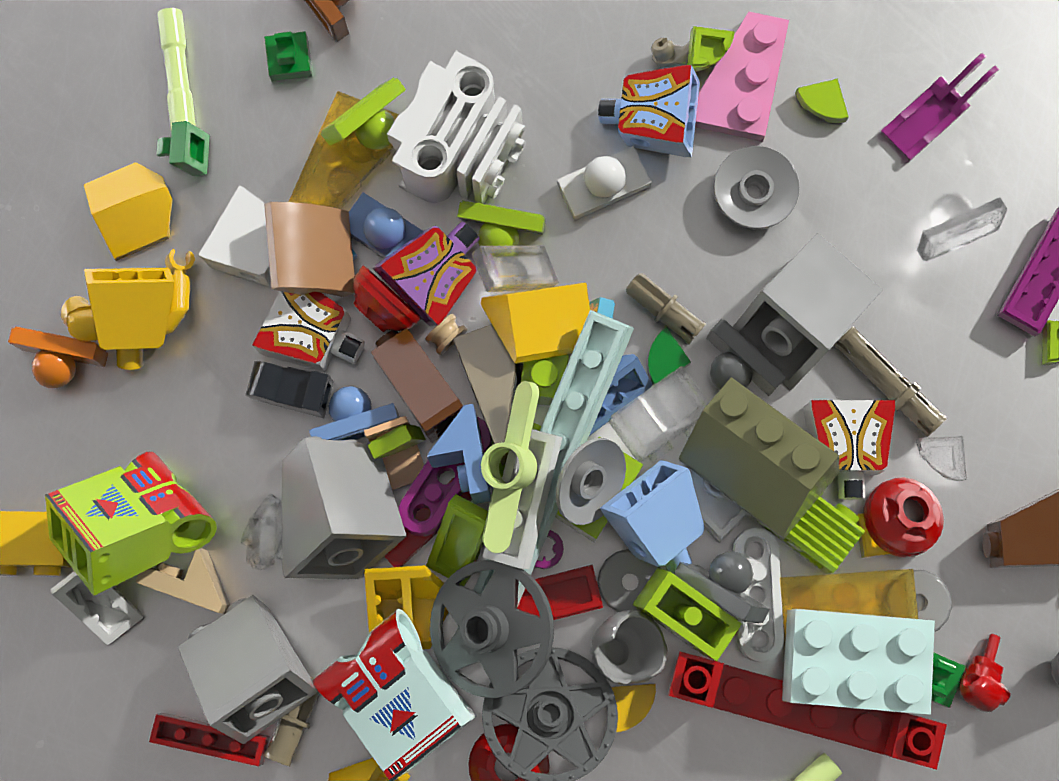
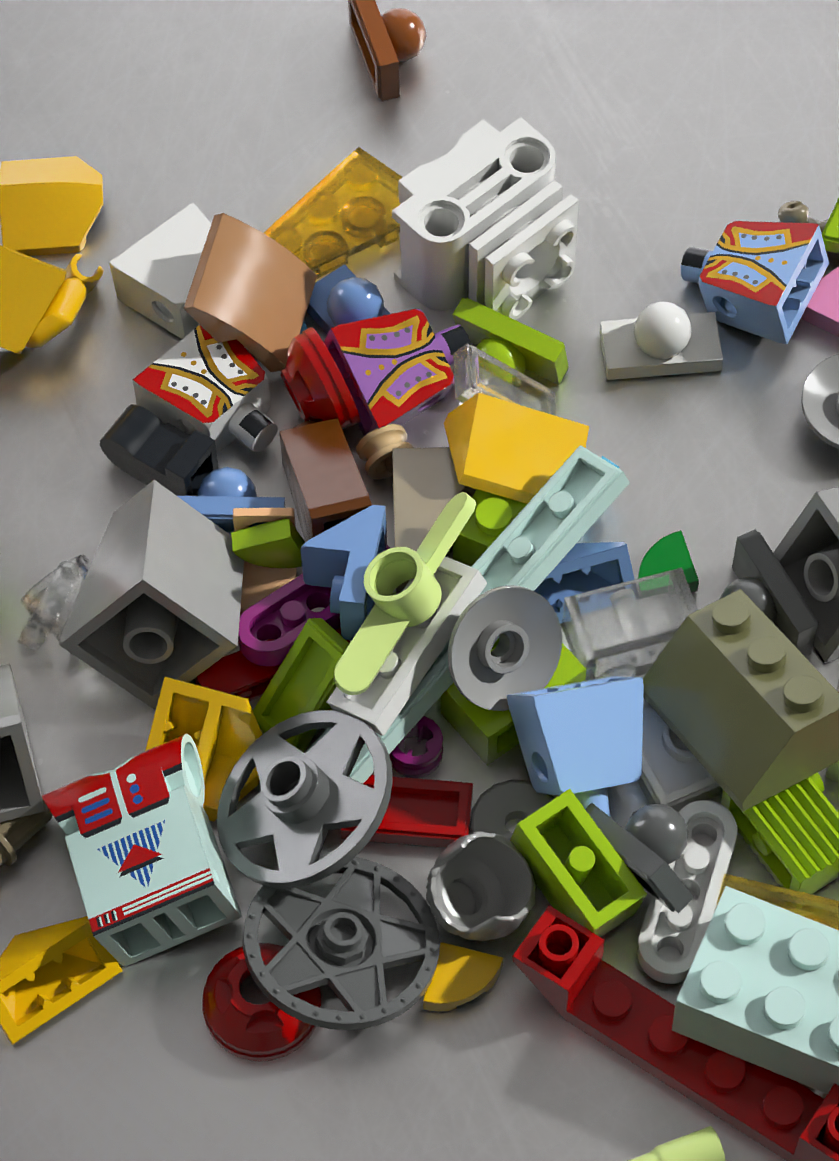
camera: 20 degrees right, 20 degrees down
(174, 45) = (160, 100): yellowish green piece -> none
(186, 148) = (145, 153): green tile -> none
(288, 56) = (313, 94): green tile -> none
(367, 118) = (378, 172): lime tile -> none
(665, 307) = (688, 508): dark tan axle -> none

